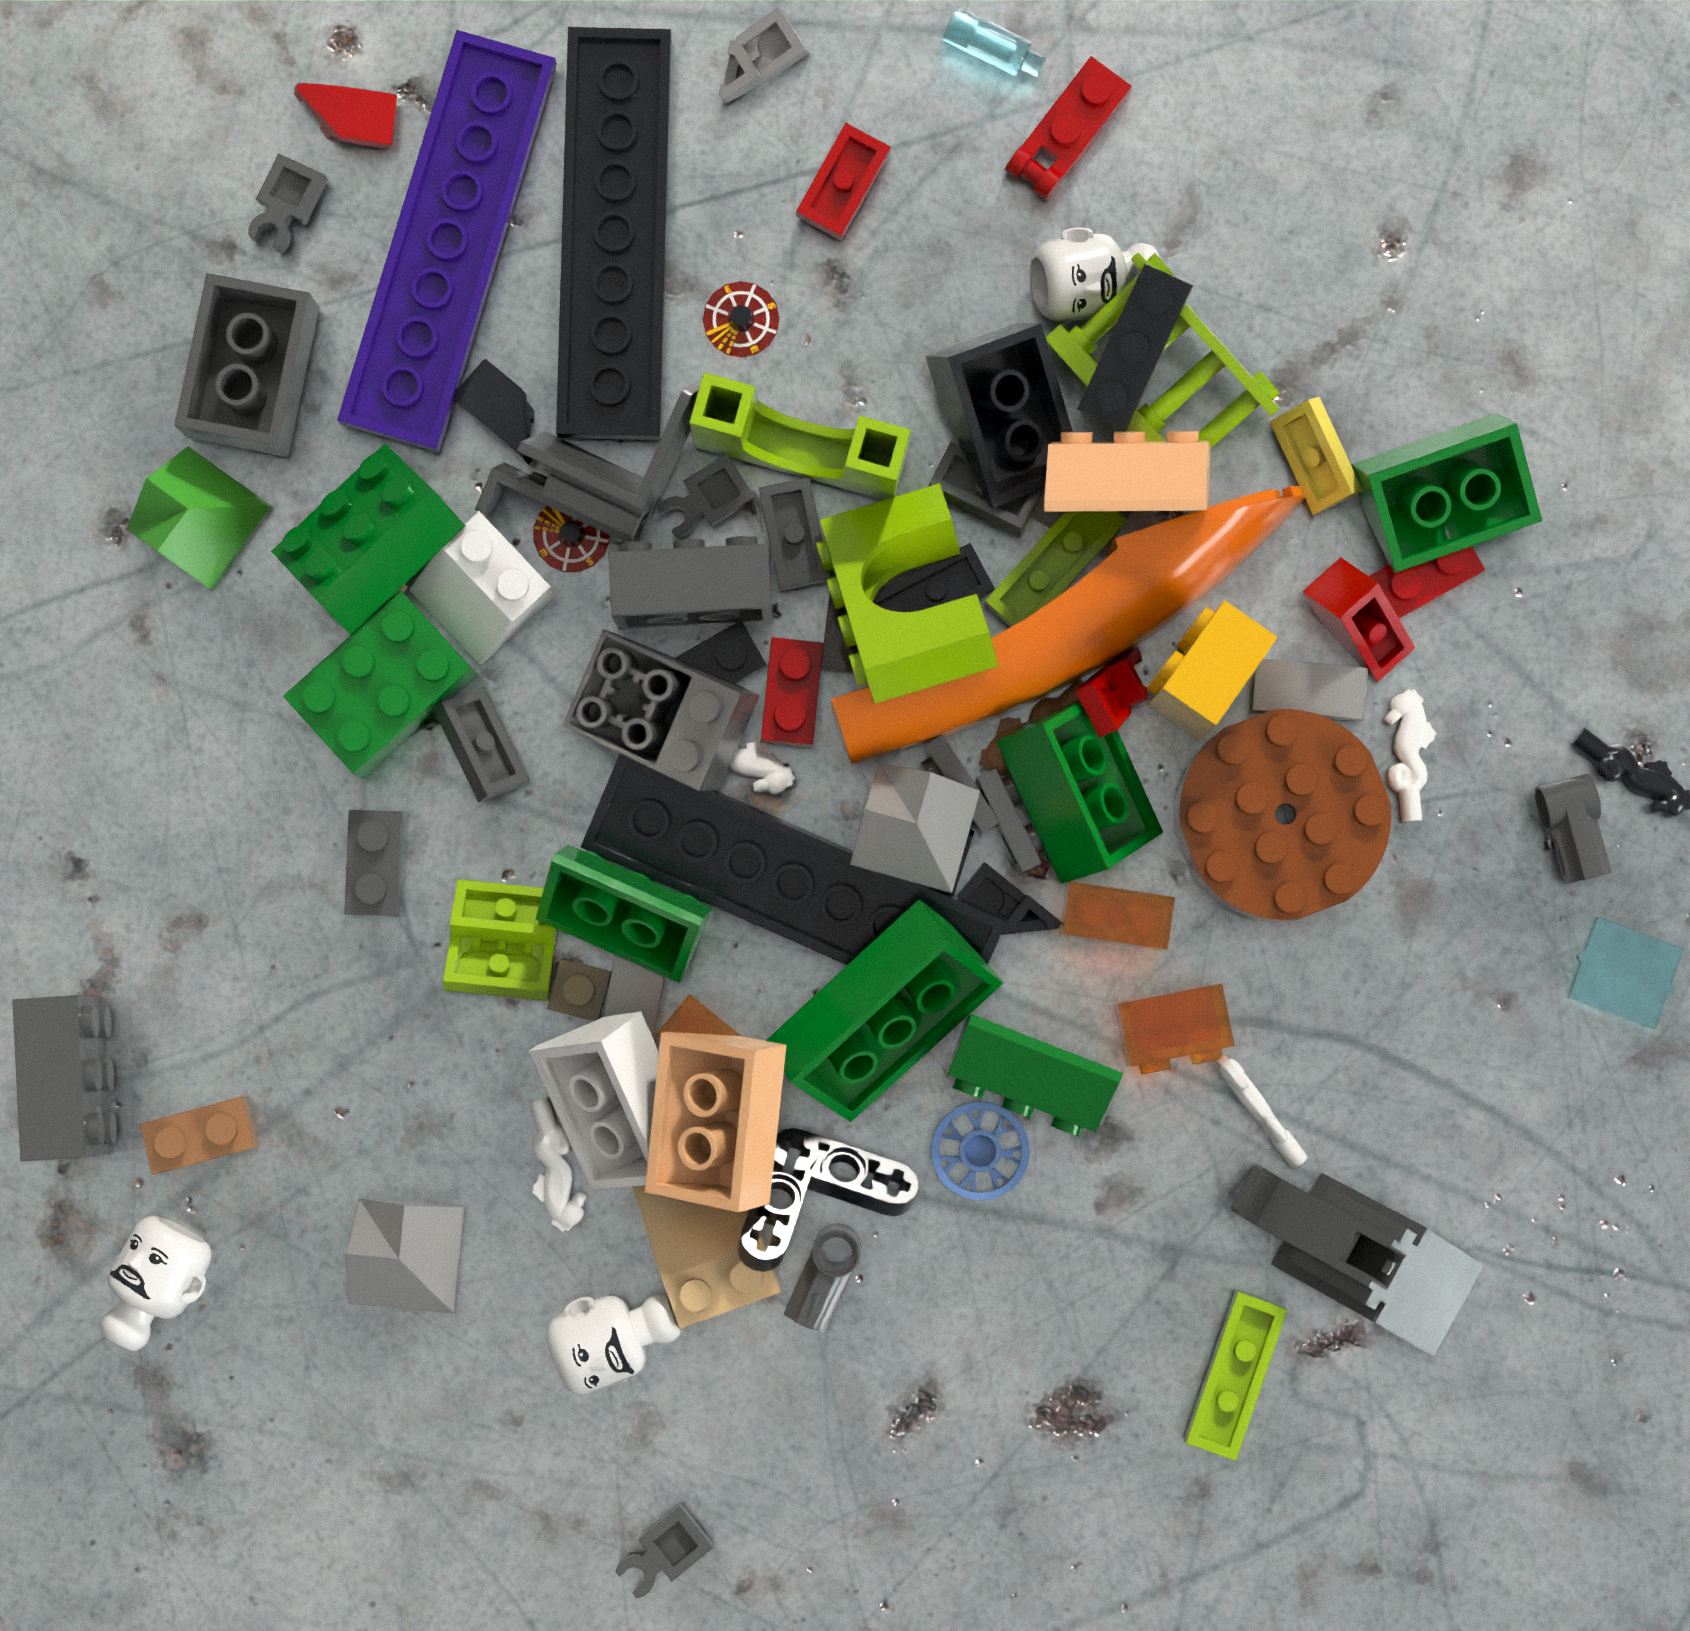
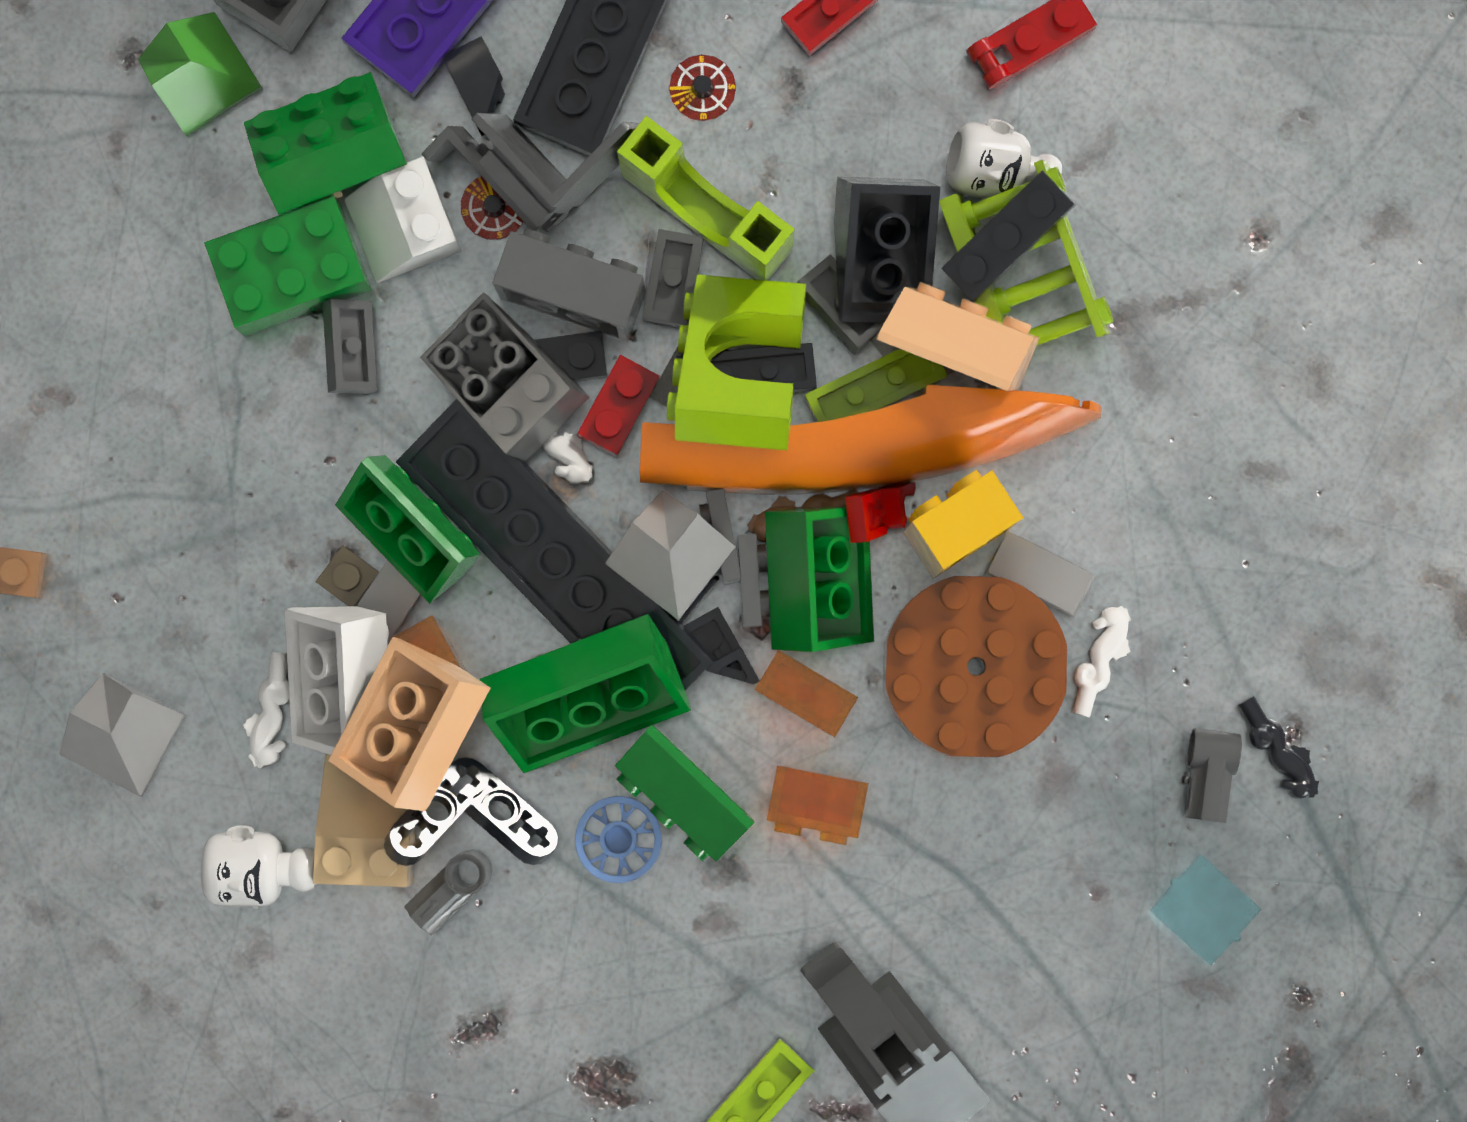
camera: 25 degrees right, 0 degrees up
(374, 863) = (225, 407): dark grey plate -> none
(498, 942) = (298, 512): lime slope -> none
(670, 1546) = (235, 1057): dark grey plate -> none
(715, 493) = (622, 220): dark grey plate -> none
(1255, 1103) = (867, 930): white animal -> none
(1316, 455) = (1123, 385): light yellow plate -> none
(1359, 618) = (1105, 532): red slope -> none
(1427, 581) = (1175, 518): red plate -> none
(1448, 491) = (1219, 457): green slope -> none

